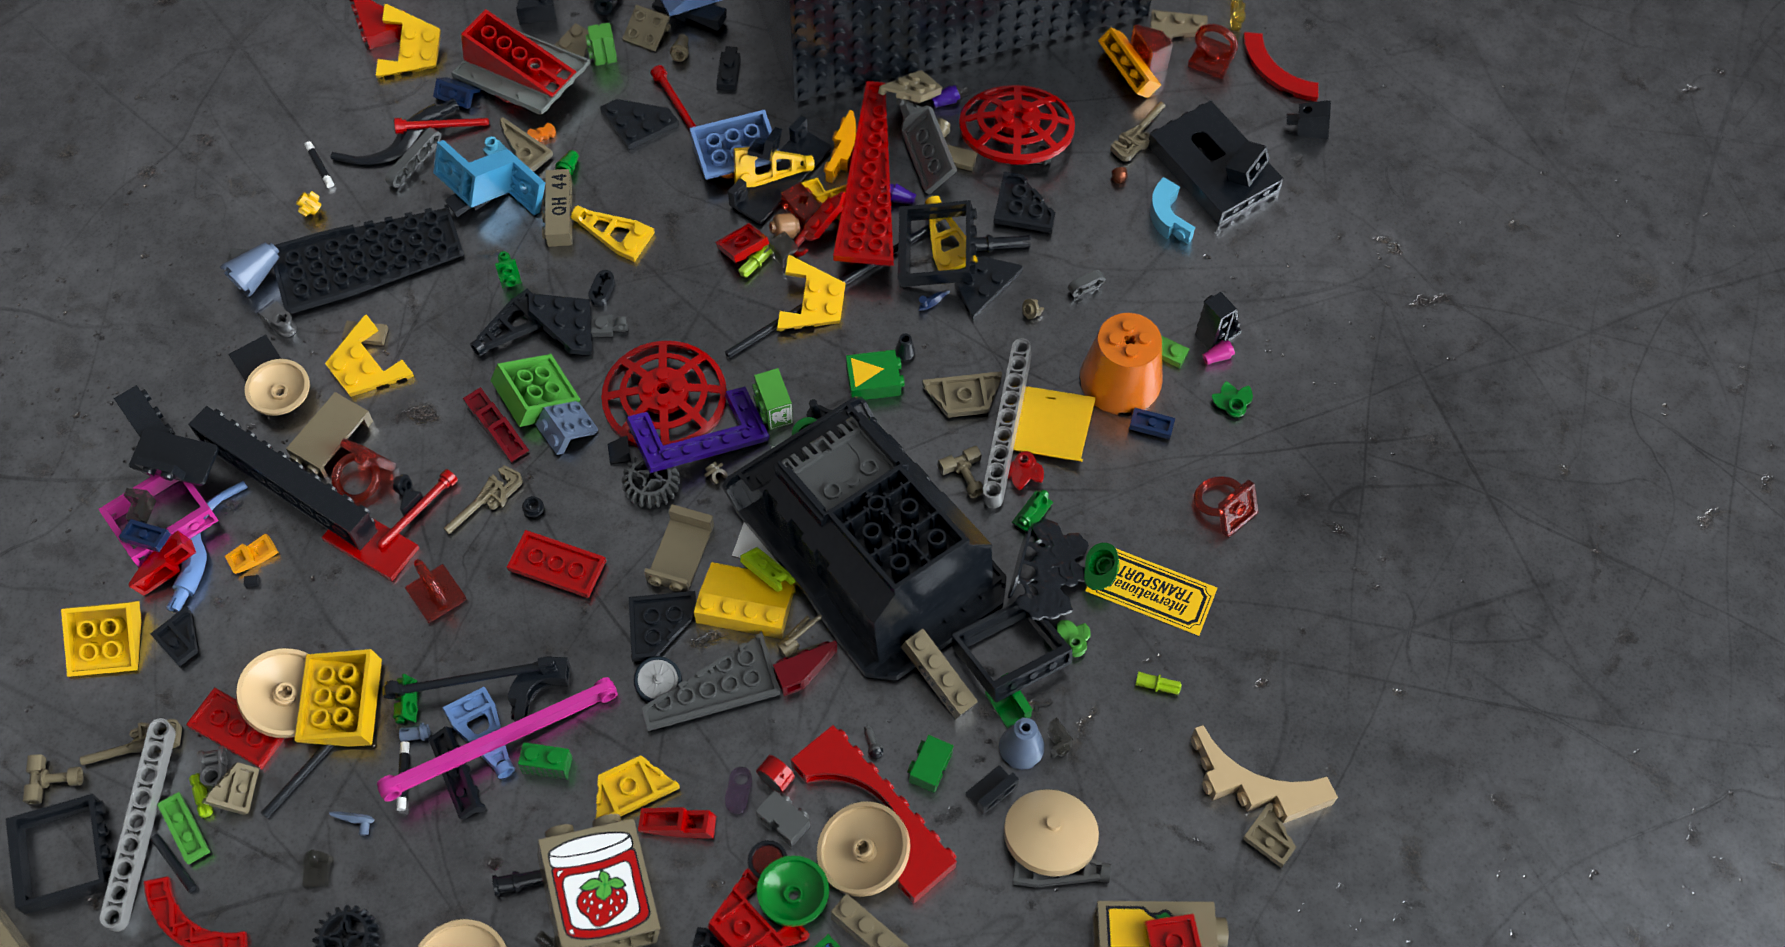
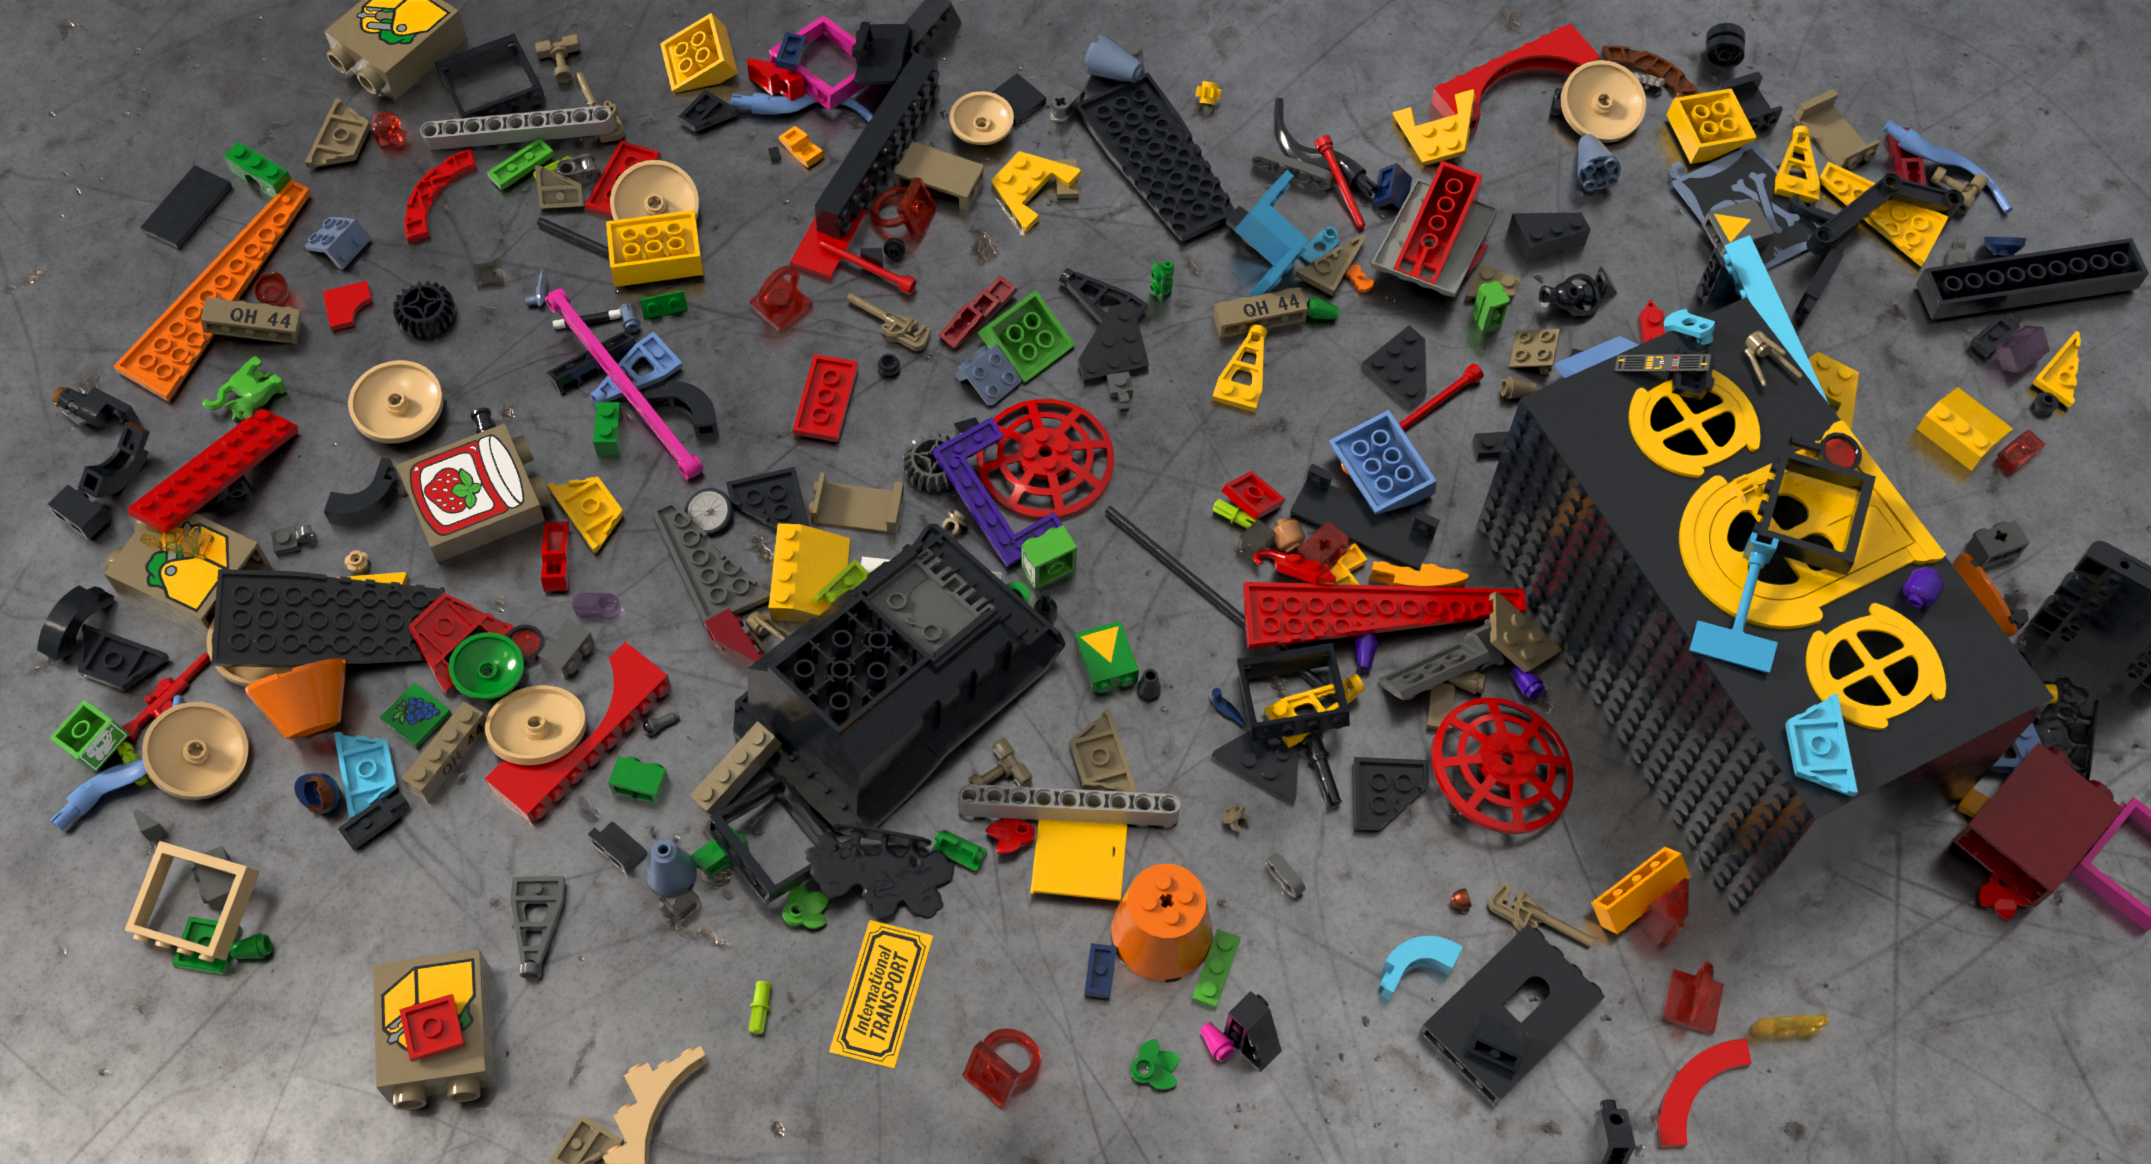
camera: 80 degrees right, 0 degrees up
(141, 504) = (825, 43): clear smoke panel -> none
(173, 863) = (482, 172): black bar -> none
(319, 164) = (1265, 92): black bar -> none
(394, 690) = (664, 285): black hinge -> none
(598, 286) = (1167, 374): black beam -> none
(745, 167) = (1344, 481): yellow plate -> none
(766, 148) = (1377, 486): black panel -> none
(775, 773) = (611, 631): red piece -> none
(821, 297) = (1196, 588): yellow wing -> none
(1051, 832) = (568, 907): tan dish -> none
(1101, 566) = (891, 927): green piece -> none
(1177, 24) = (1733, 948): dark tan wing -> none

